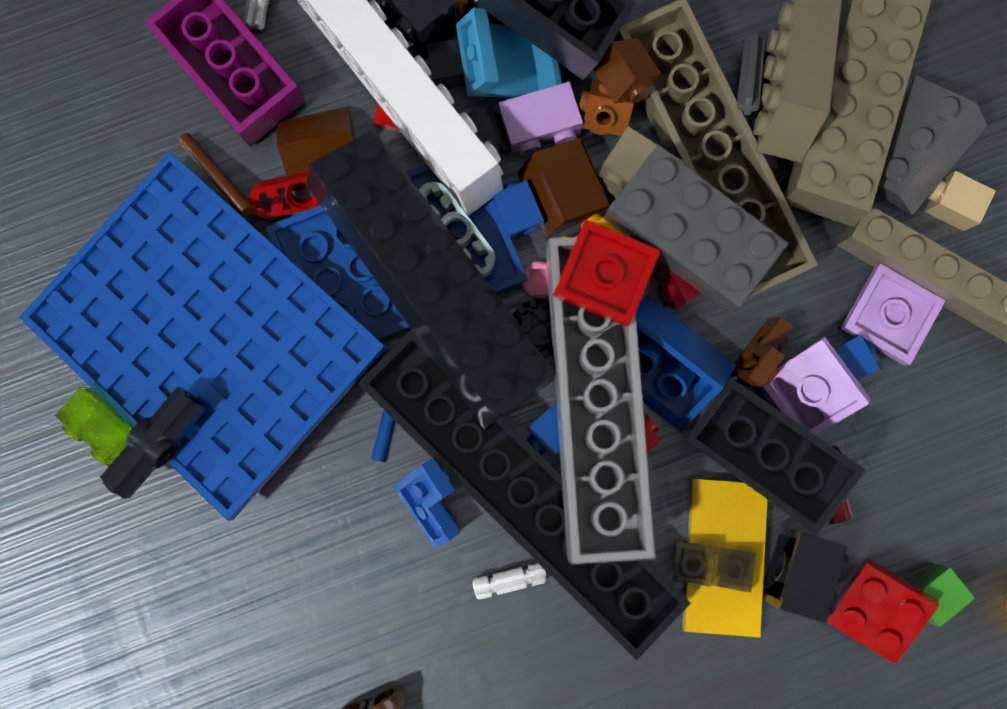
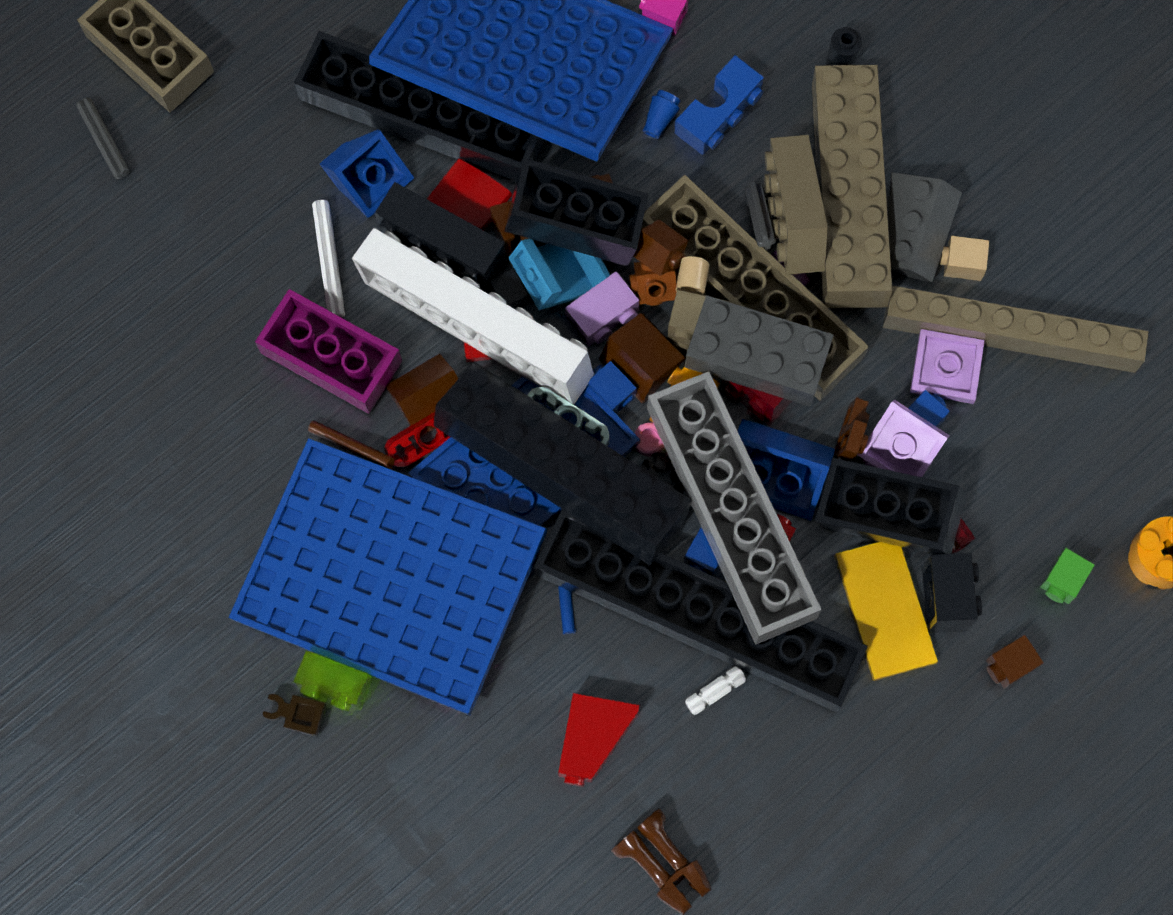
camera: 15 degrees left, 10 degrees down
(57, 448) = (300, 715): none -> dark brown plate
(152, 443) = (385, 671): black piece -> none
(358, 585) = (592, 735): none -> red slope
(422, 496) = (617, 645): blue plate -> none
(606, 273) = (702, 405): red plate -> none
(651, 115) = (692, 275): none -> tan piece
(714, 566) = (878, 616): clear smoke slope -> none
(843, 668) = (1013, 662): none -> reddish brown brick
(882, 611) = (1025, 602): red plate -> none

